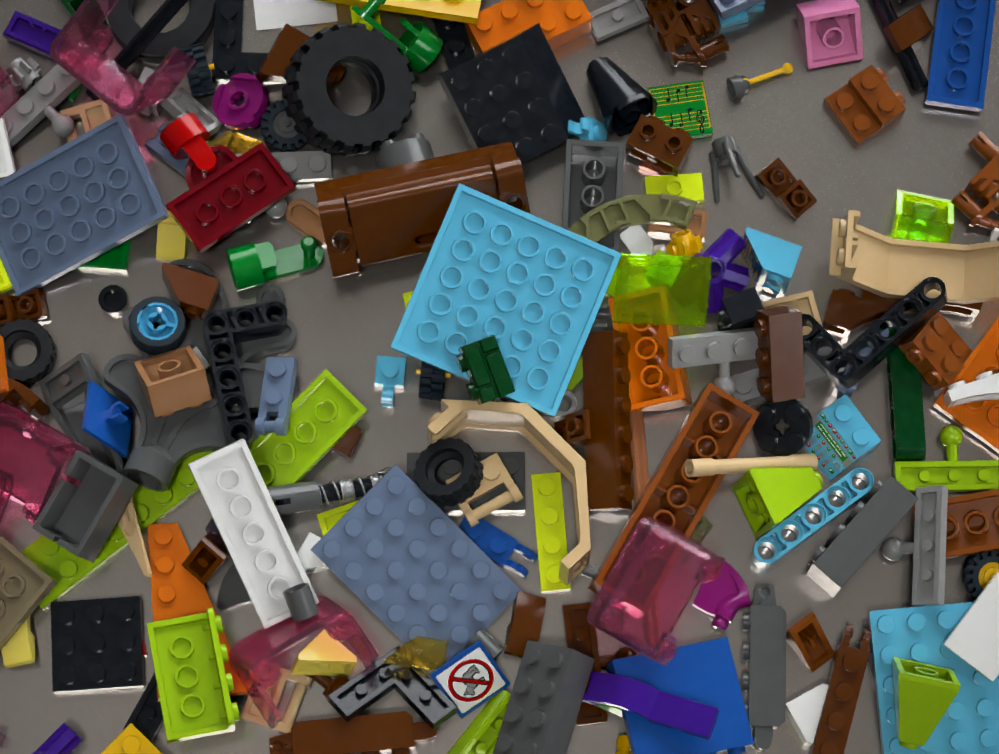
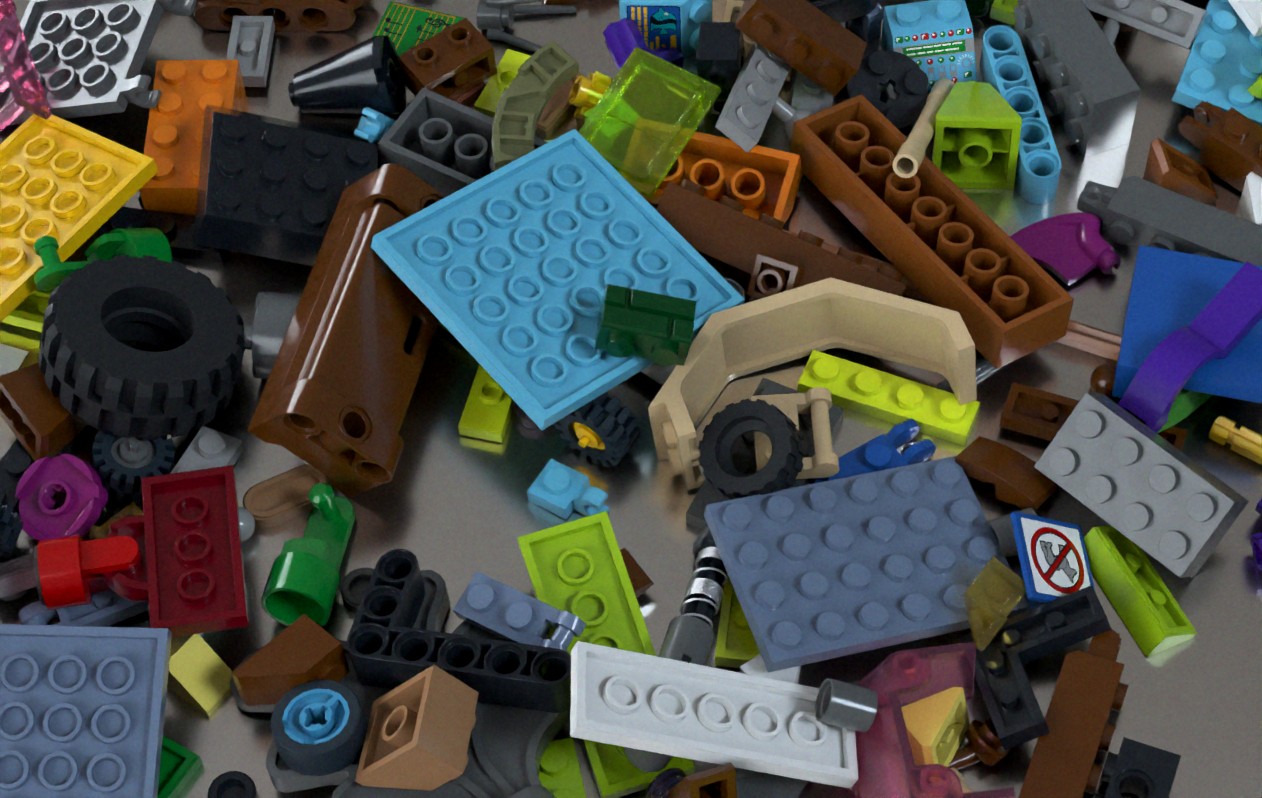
camera: 60 degrees left, 20 degrees down
(652, 588) = (1058, 261): clear pink windscreen -> none

